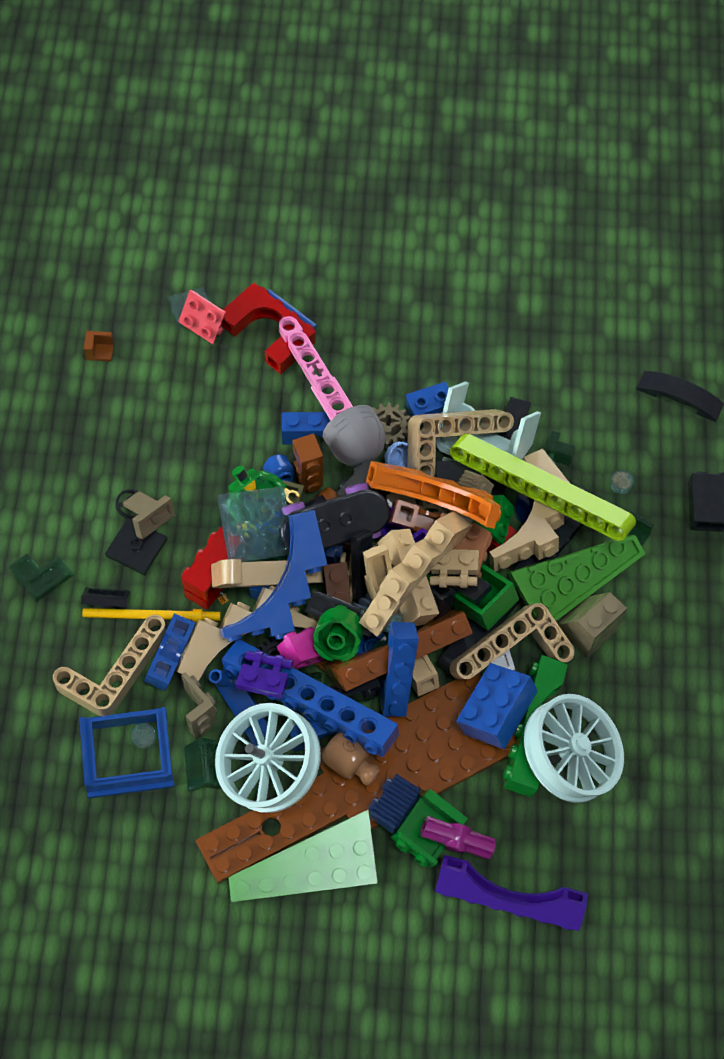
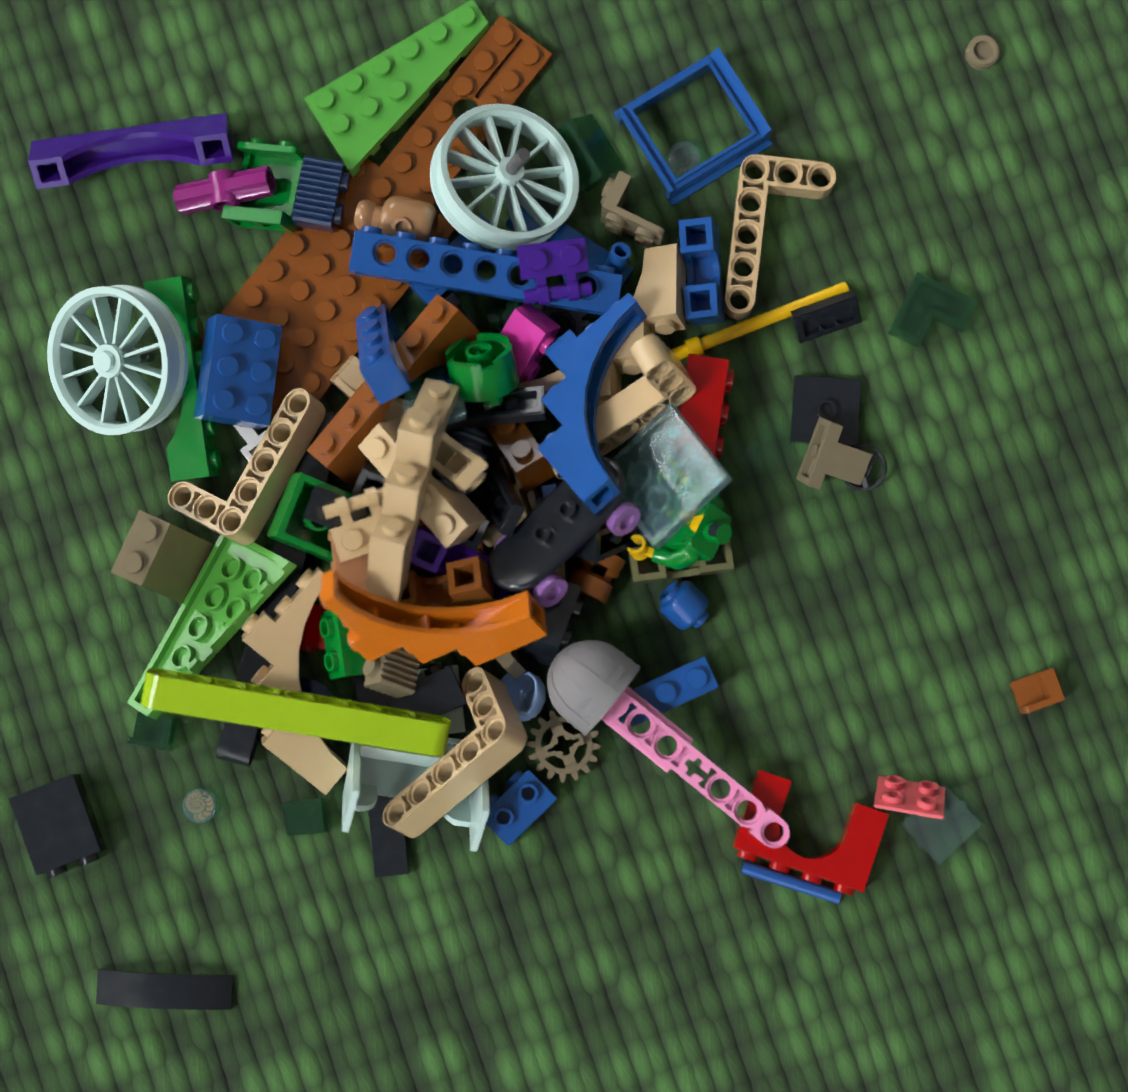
camera: 165 degrees right, 20 degrees up
(308, 463) = (641, 614): dark orange arch -> none

